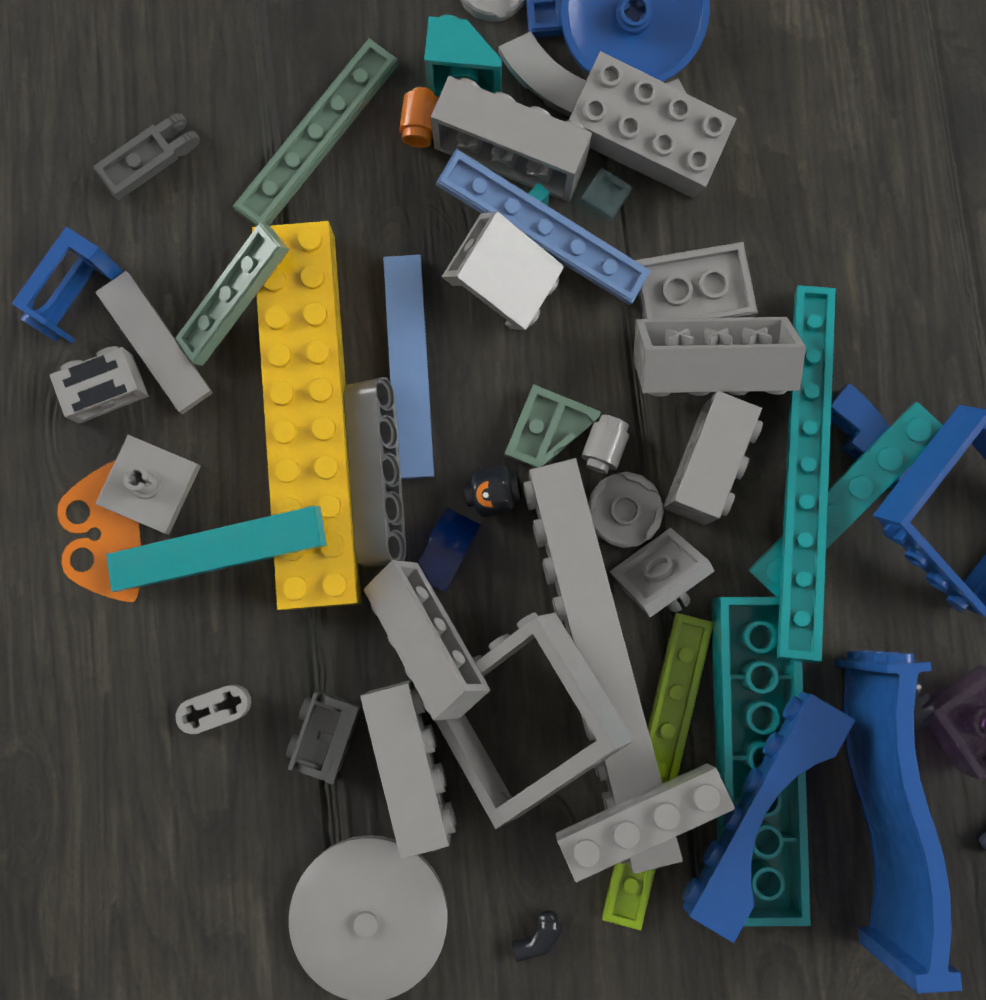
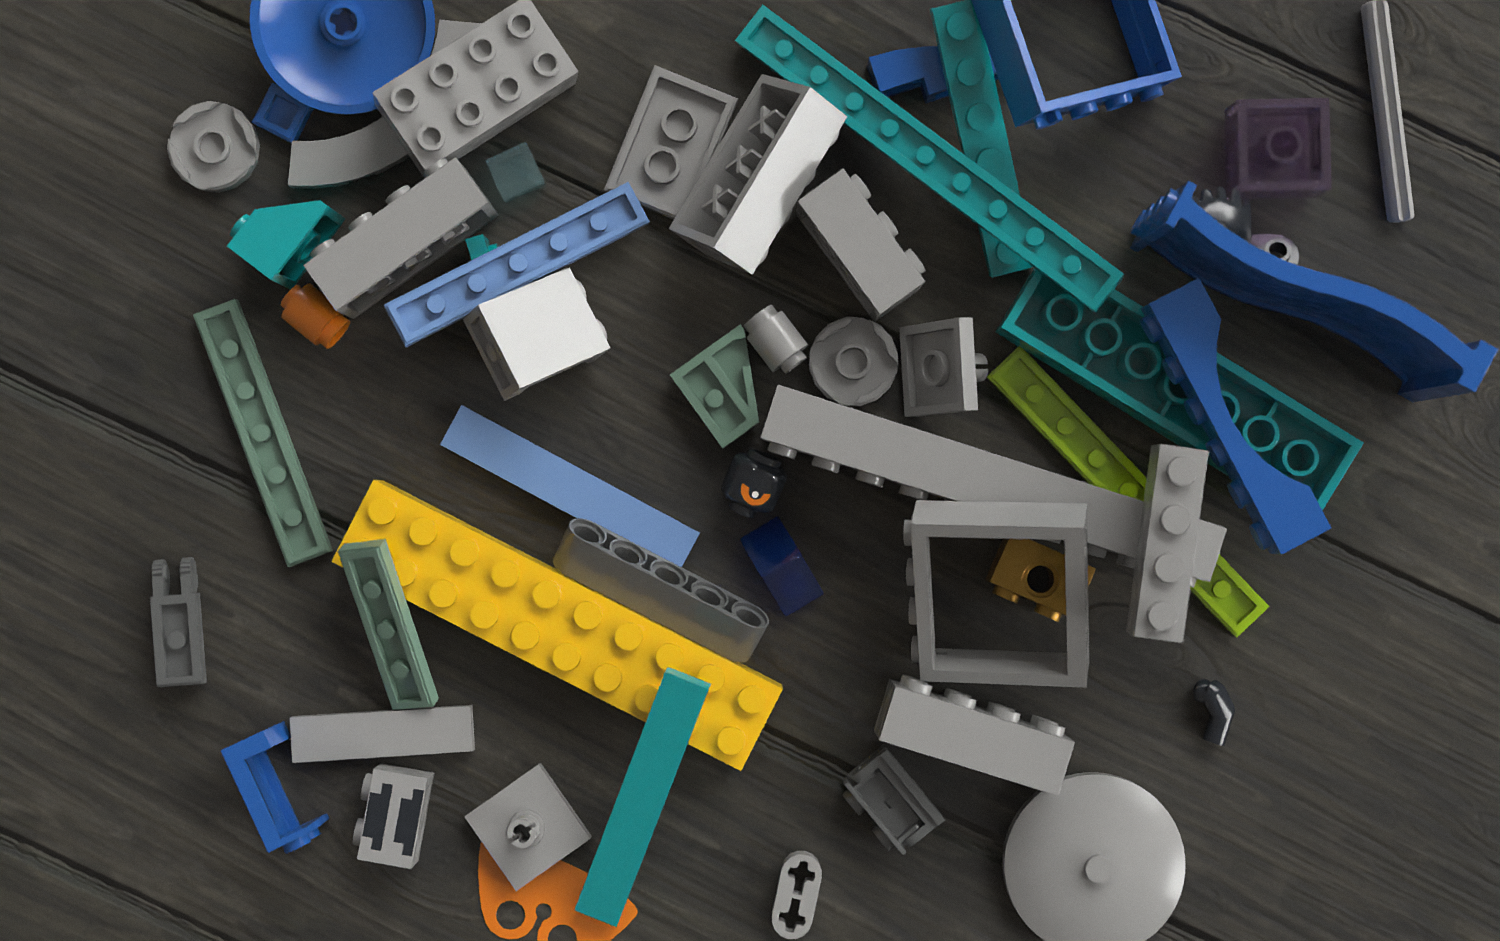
camera: 55 degrees left, 5 degrees up
(426, 641) = (862, 643): light grey brick -> none
(550, 717) = (1011, 569): none -> pearl gold brick

